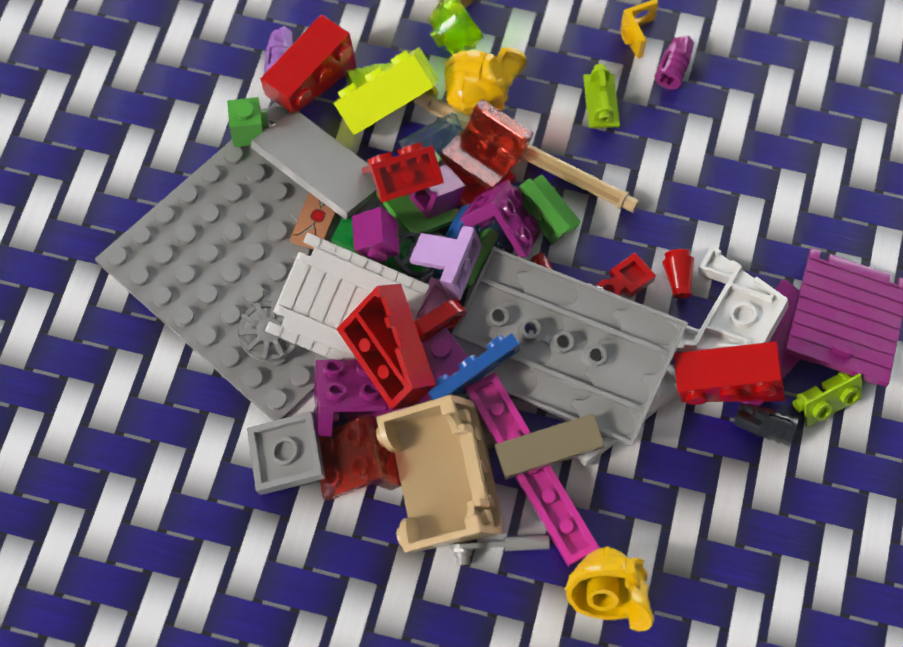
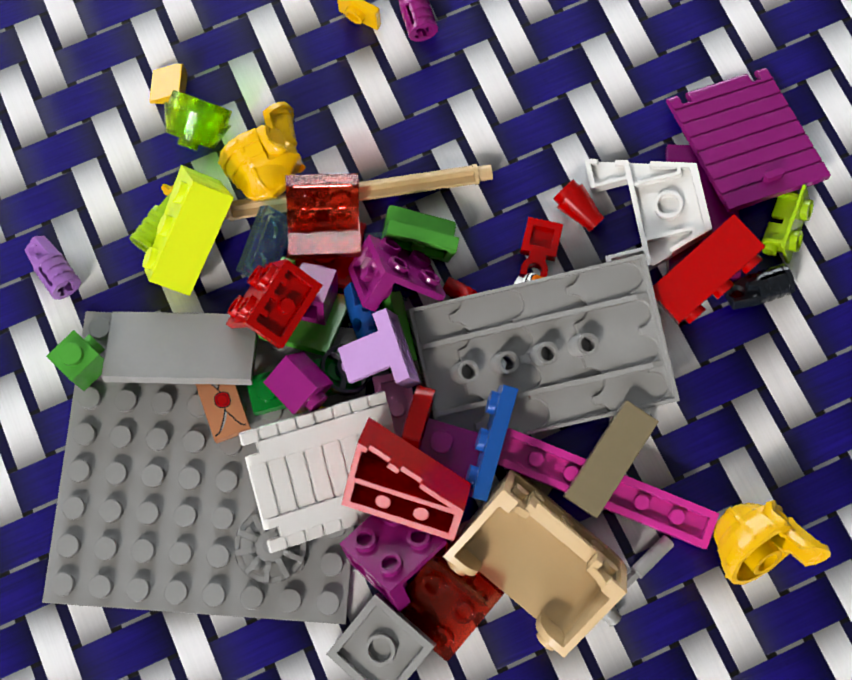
camera: 35 degrees left, 10 degrees up
(310, 65) = (94, 260): red wedge -> none
(601, 98) = (379, 92): lime hinge -> none

